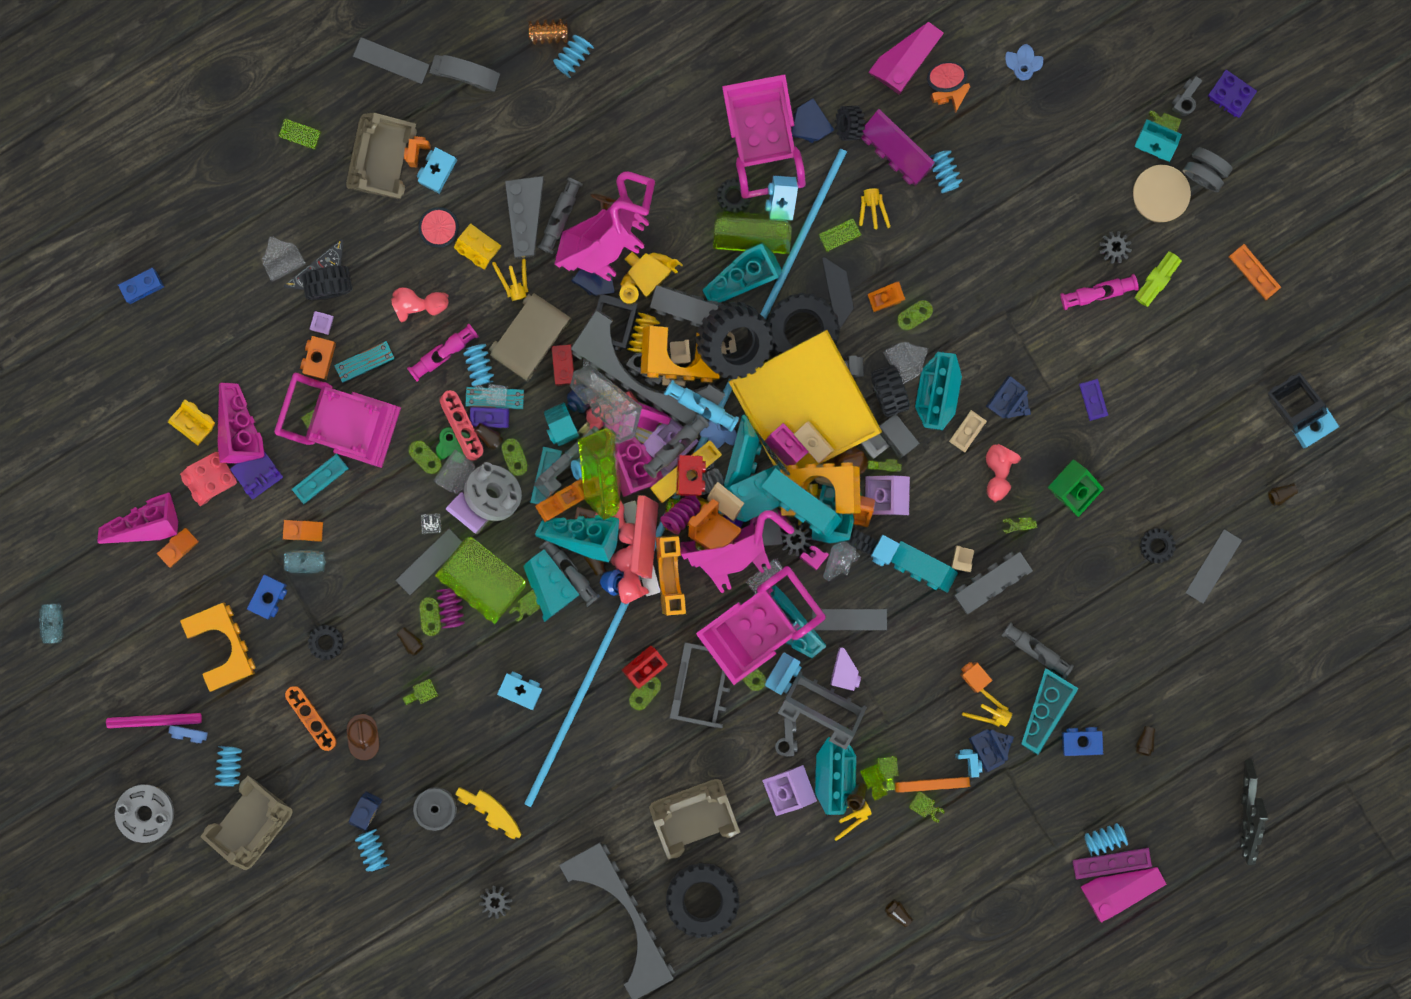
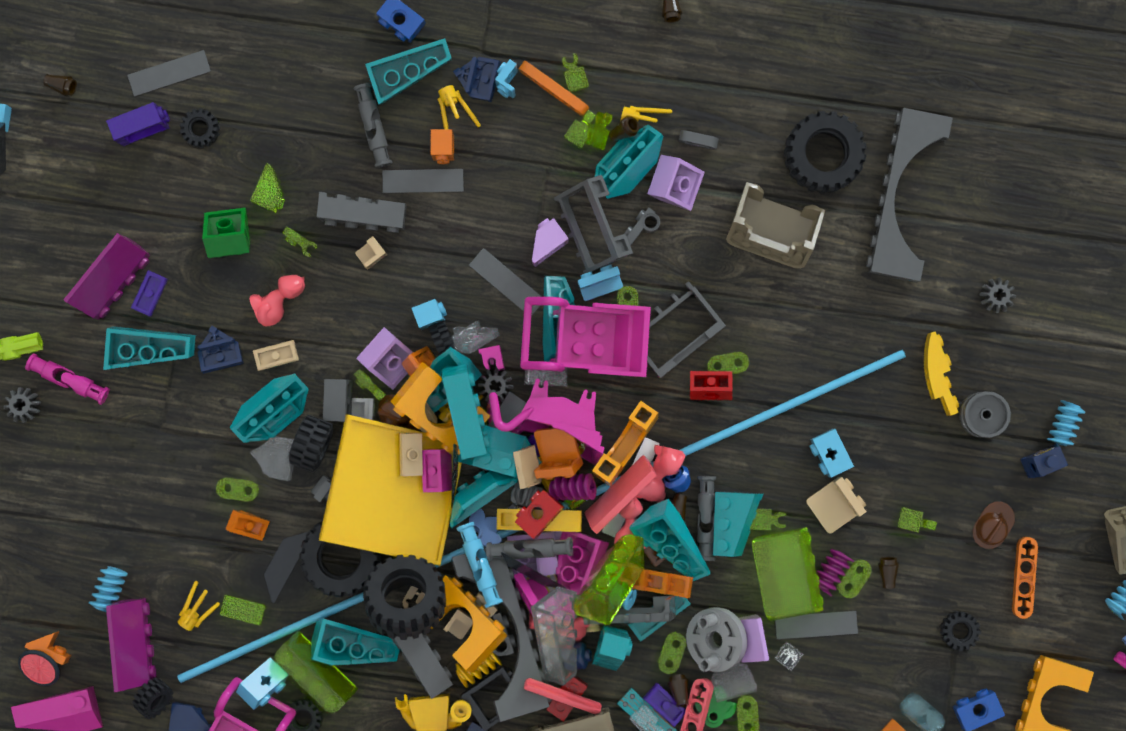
camera: 135 degrees left, 0 degrees up
(486, 657) = (836, 504): none -> tan bracket
(567, 363) = (562, 696): none -> coral axle
(647, 432) = (529, 572): none -> black sticker
(799, 834) = (698, 140): none -> dark grey beam
(923, 567) = (408, 272): teal wedge -> none
(969, 641) = (422, 180): none -> dark grey sticker
(1064, 359) = (136, 346): none -> teal wedge
(1071, 542) = (268, 191): none -> clear neon green slope
(1129, 387) = (108, 277): none -> magenta slope
(1201, 512) = (138, 124): none -> dark purple window

